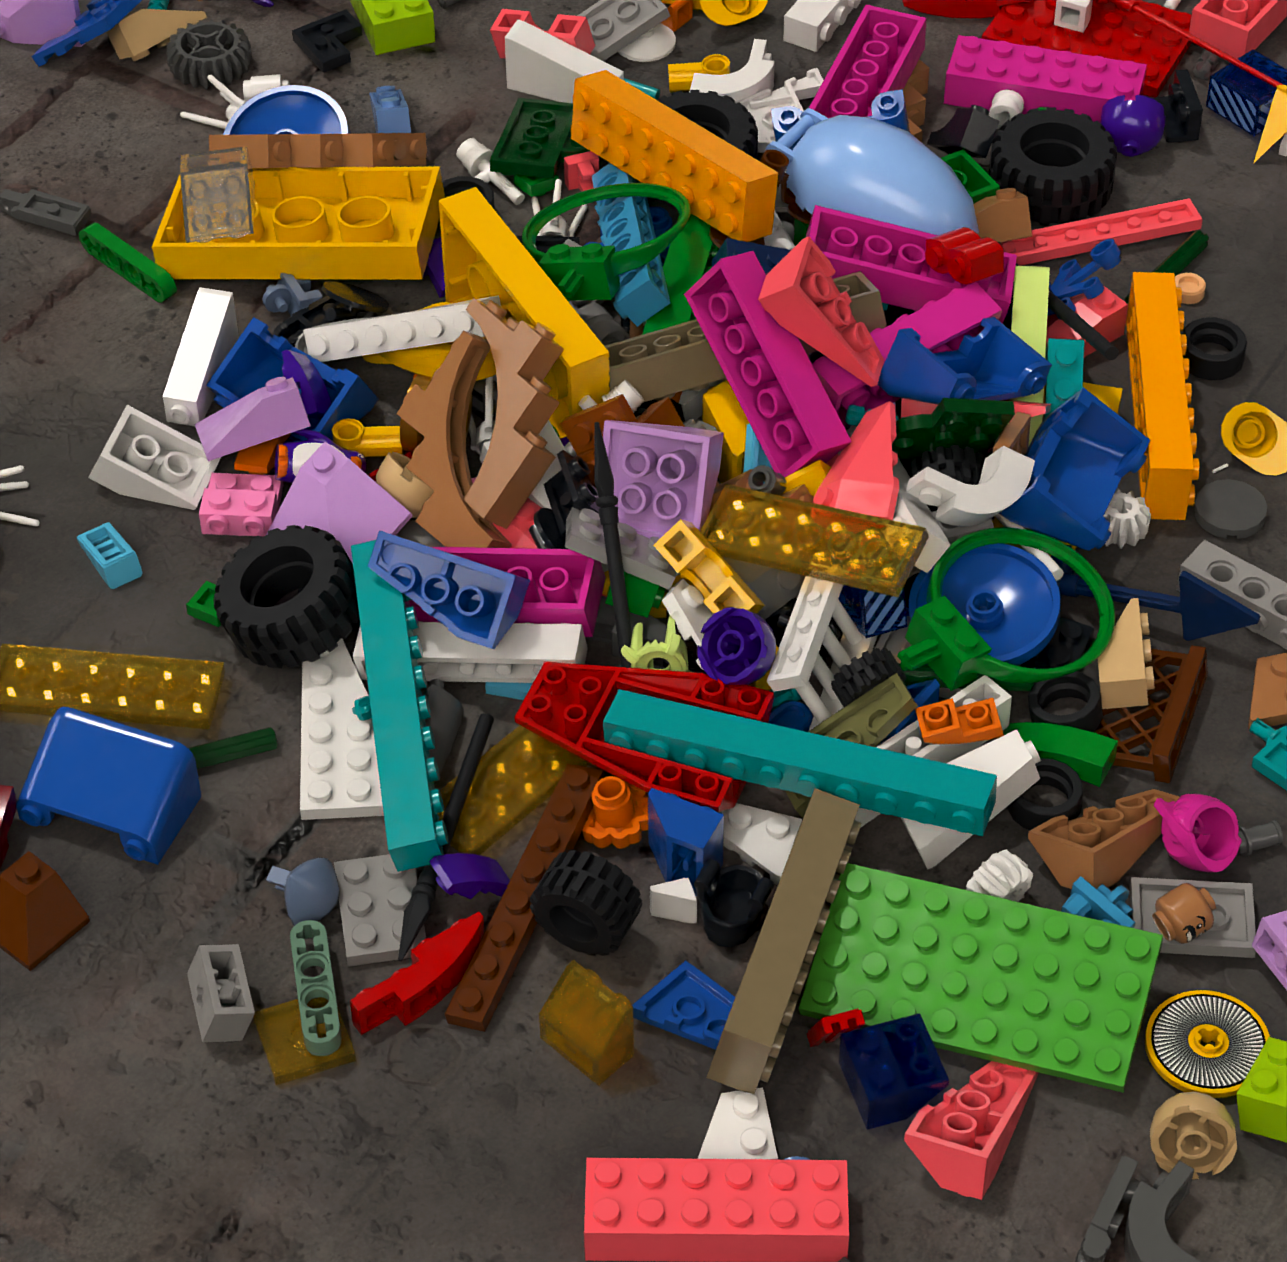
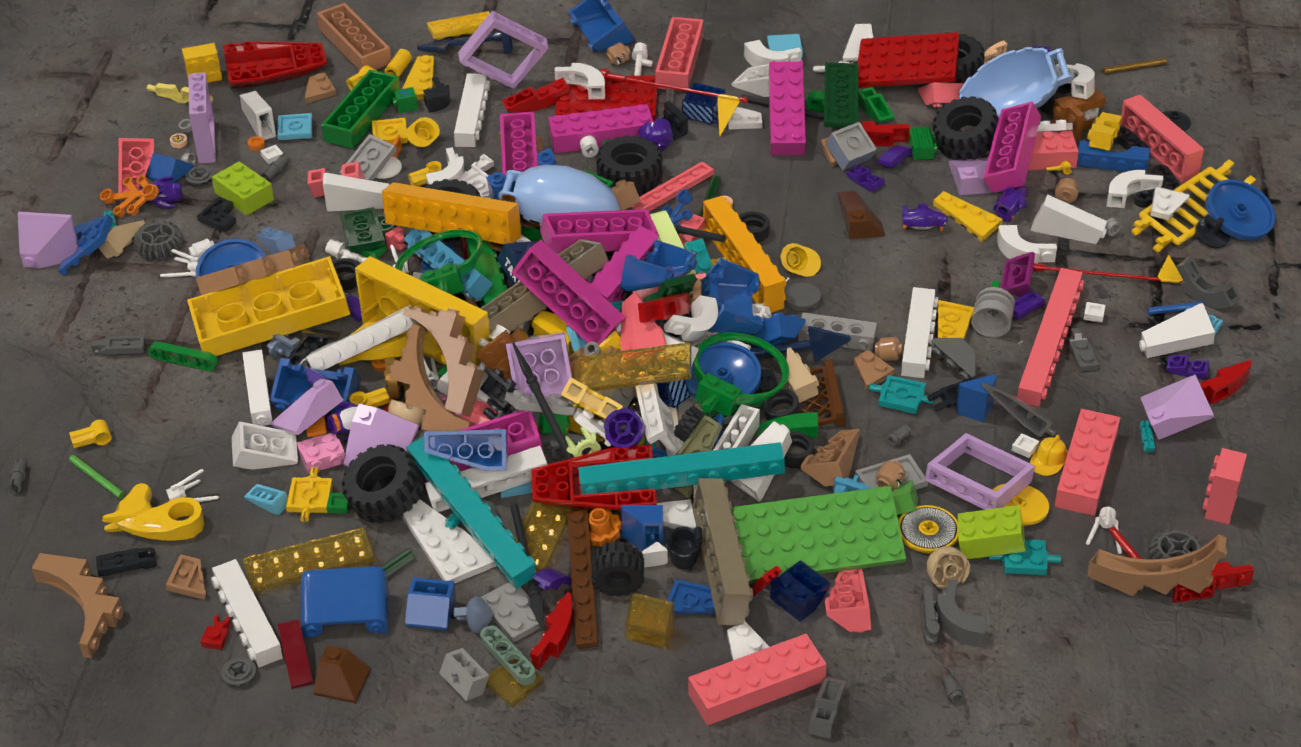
camera: 25 degrees left, 5 degrees down
(175, 571) = (309, 494): none -> yellow plate
(217, 194) = (222, 304): clear slope -> none
(243, 841) = (430, 603): none -> slope
(810, 306) = (584, 260): coral wedge -> none
(932, 447) = (664, 307): none -> red slope
(964, 255) = (629, 215): red brick -> none
(964, 724) = (744, 429): orange slope -> none
(967, 130) = (583, 159): black arch -> none
(1002, 876) = (800, 488): white gear -> none
(1139, 557) = (780, 328): none -> blue slope
(1190, 967) = (905, 498): none -> bright green slope
(1199, 832) = (875, 439): dark pink helmet -> none

